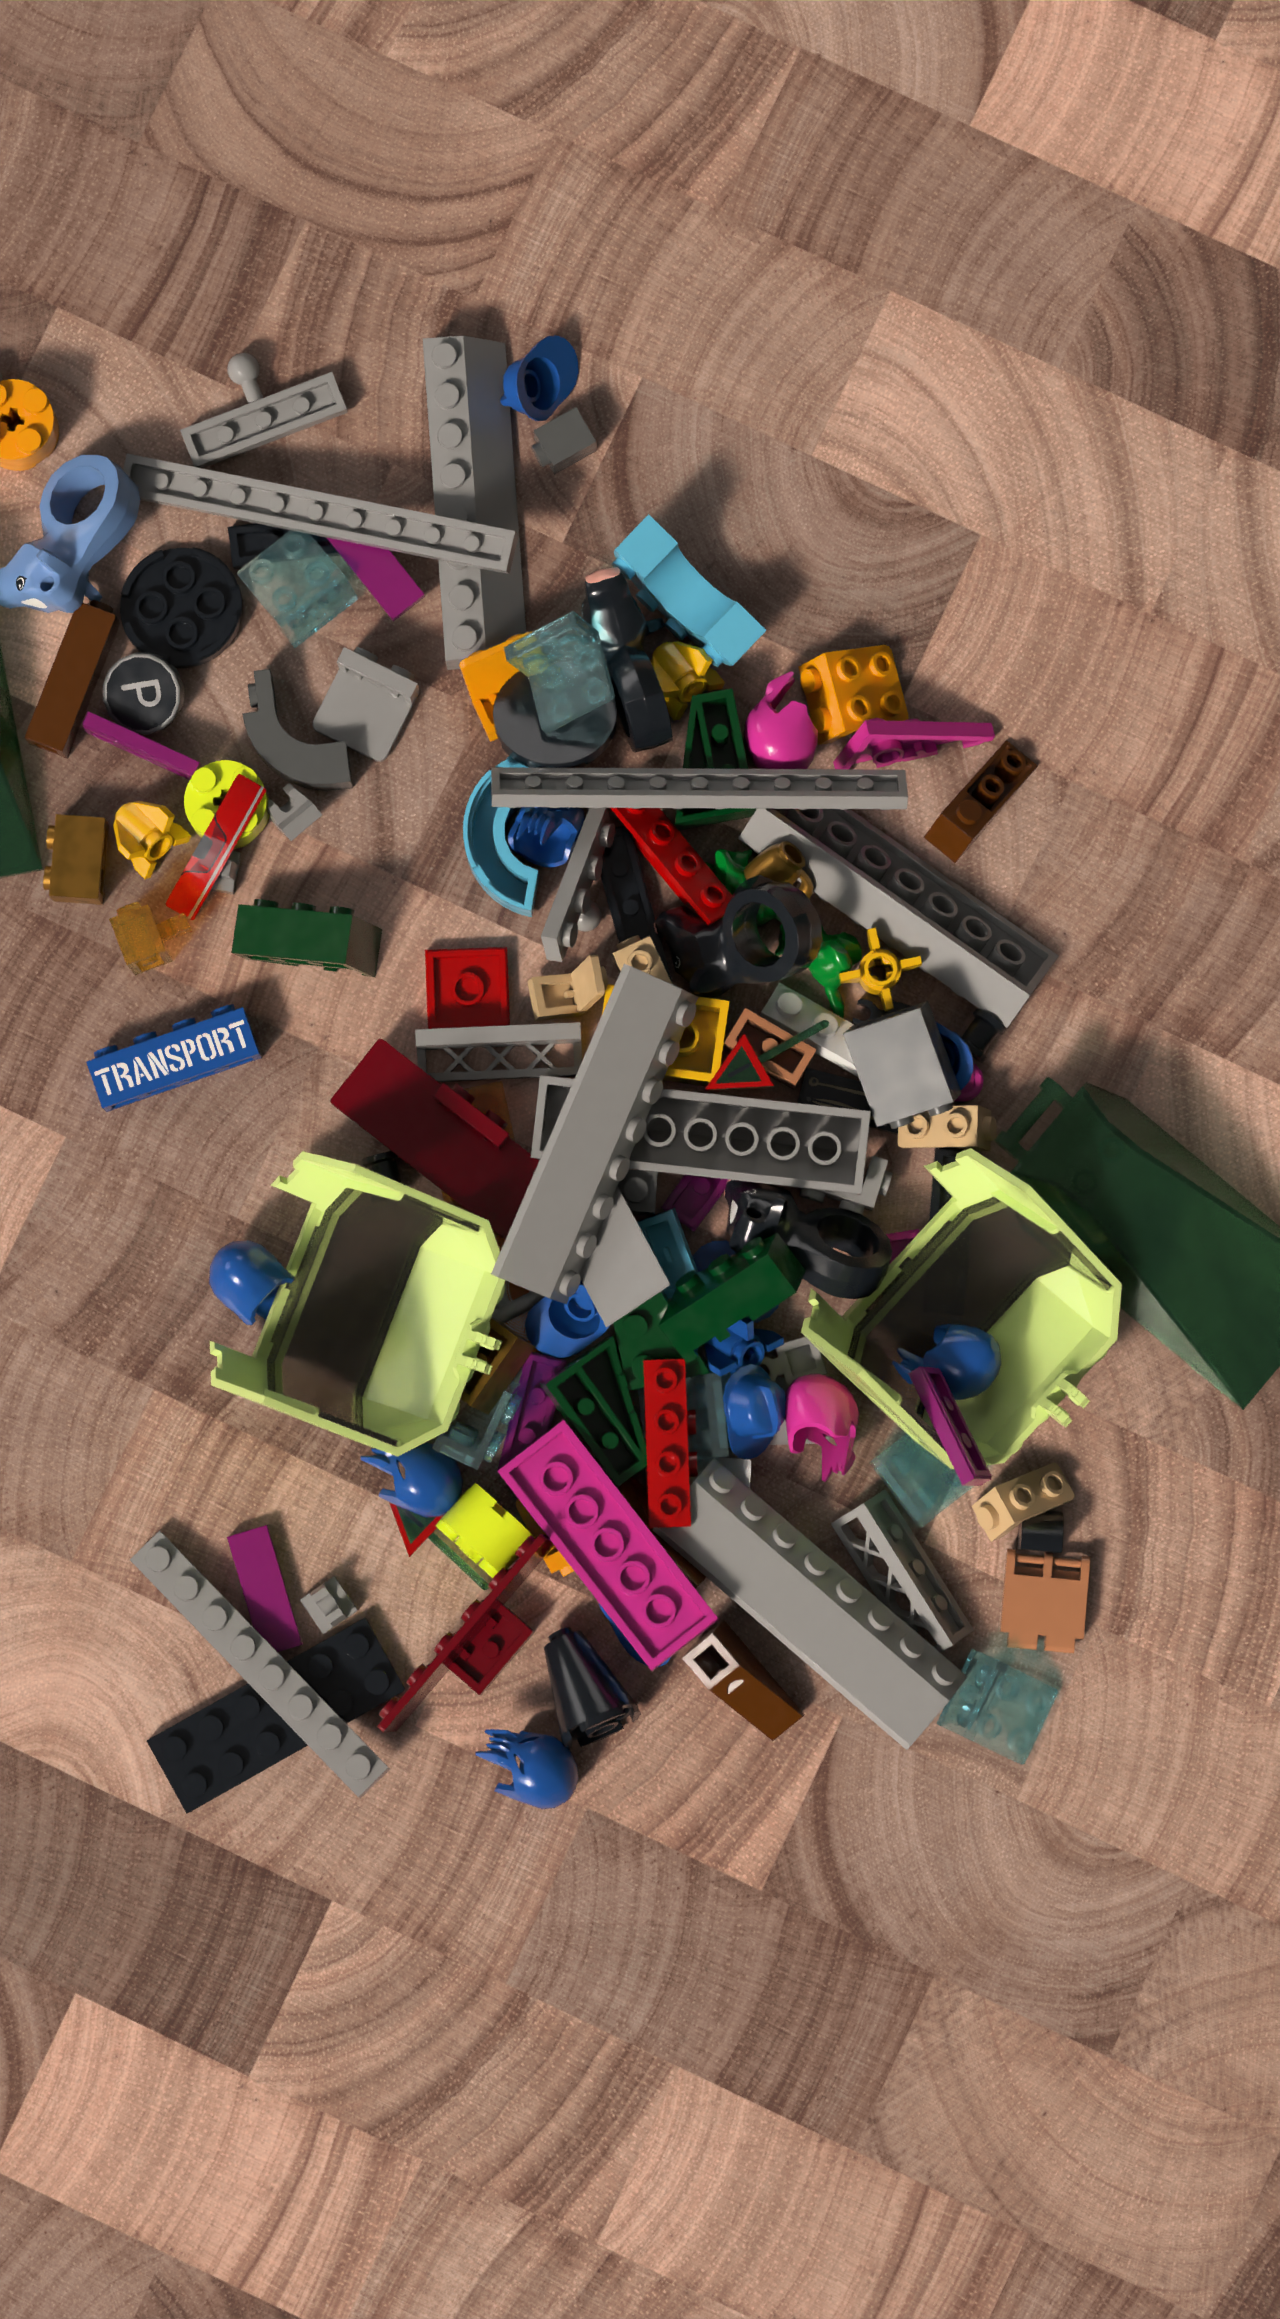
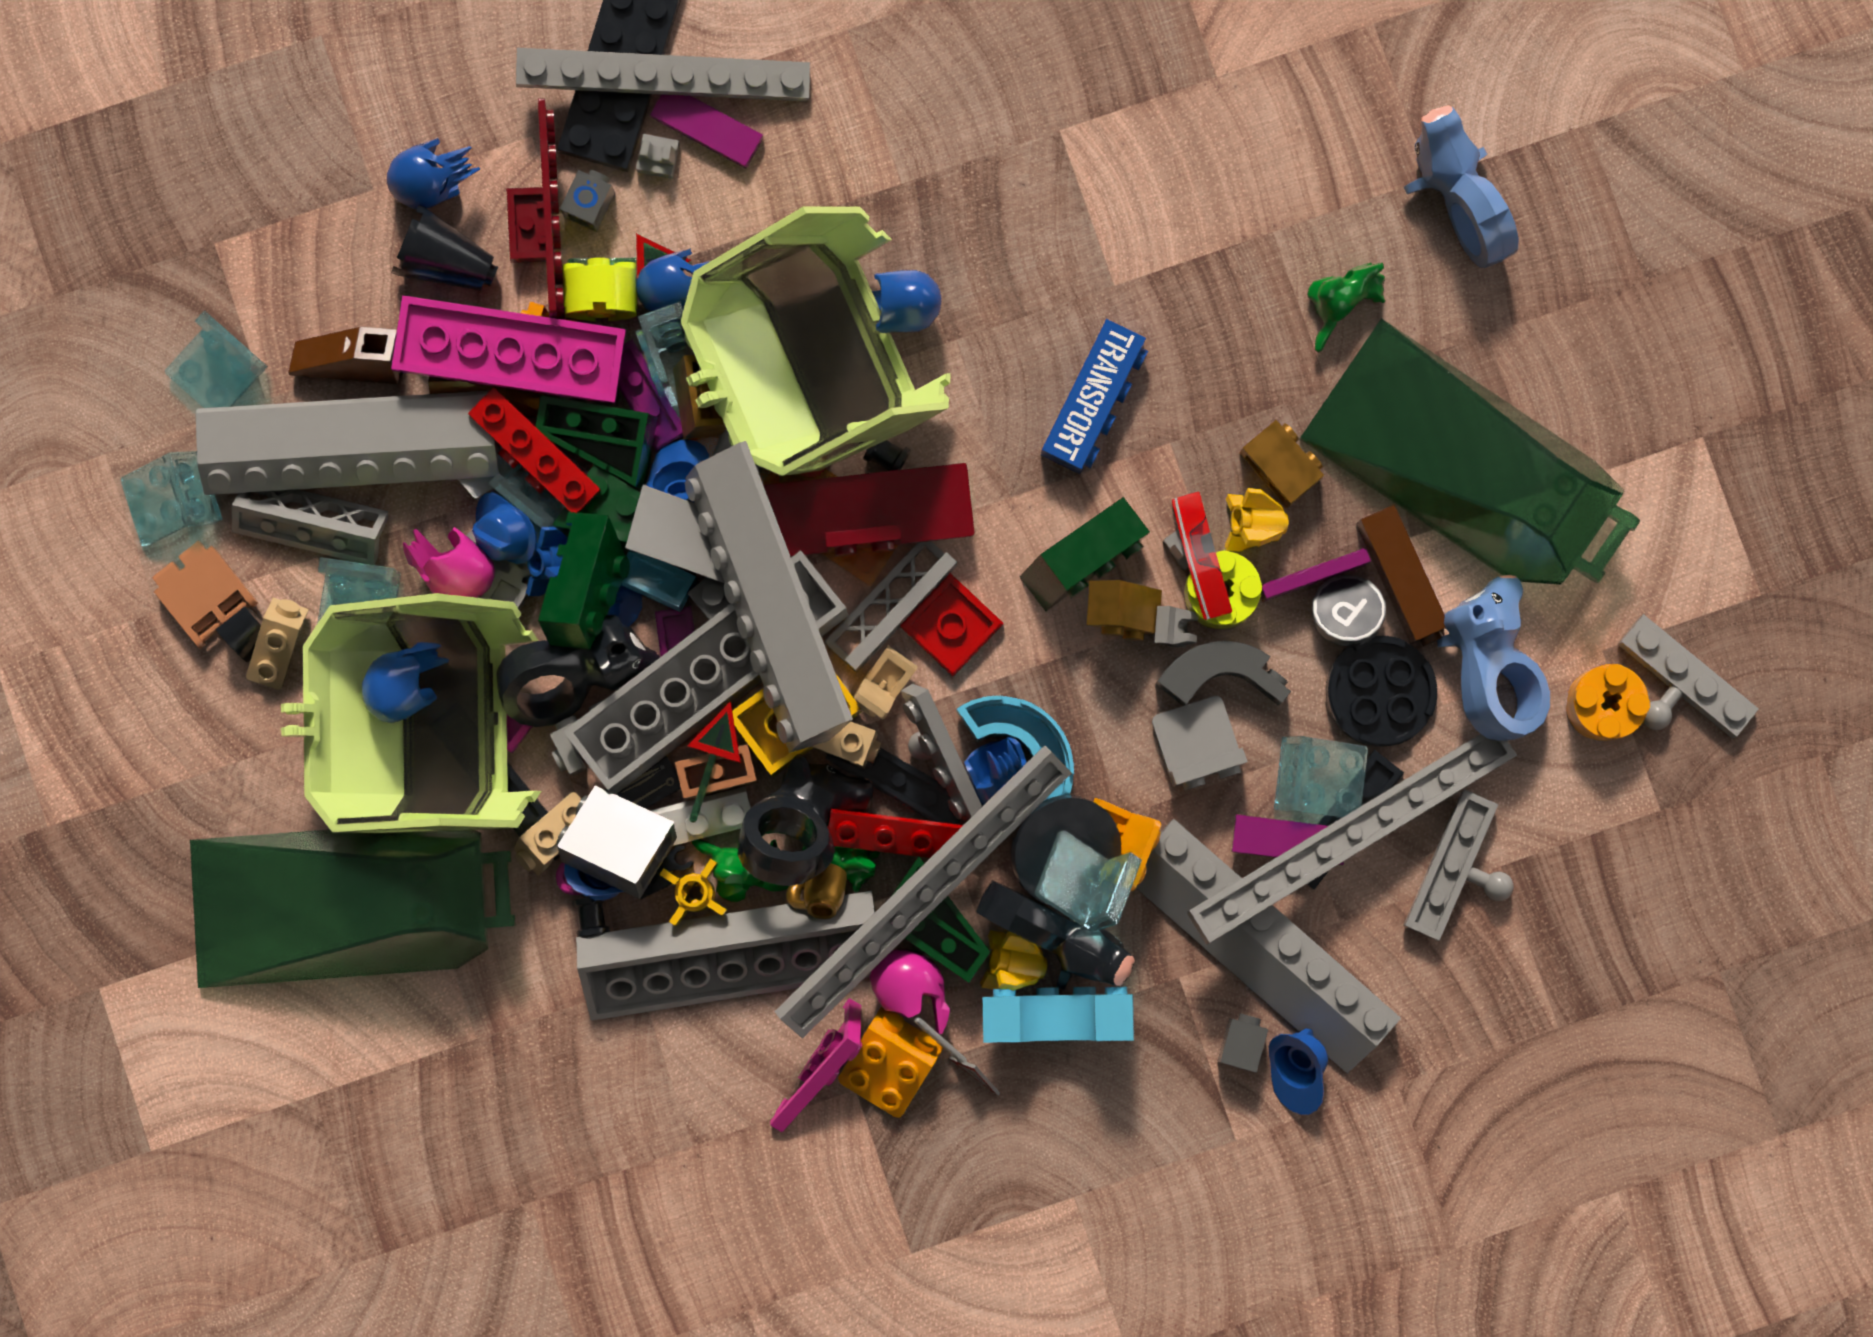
camera: 140 degrees right, 0 degrees up
(144, 938) = (1188, 452): clear yellow brick -> none
(321, 862) = (1123, 608): none -> pearl gold brick
(420, 1621) = (588, 199): none -> dark grey brick
(797, 647) = (956, 1056): none -> light grey piece
(859, 1780) = (215, 366): none -> clear light blue bracket
(950, 1426) = (355, 630): magenta tile -> none
(980, 801) = (737, 1072): reddish brown slope -> none

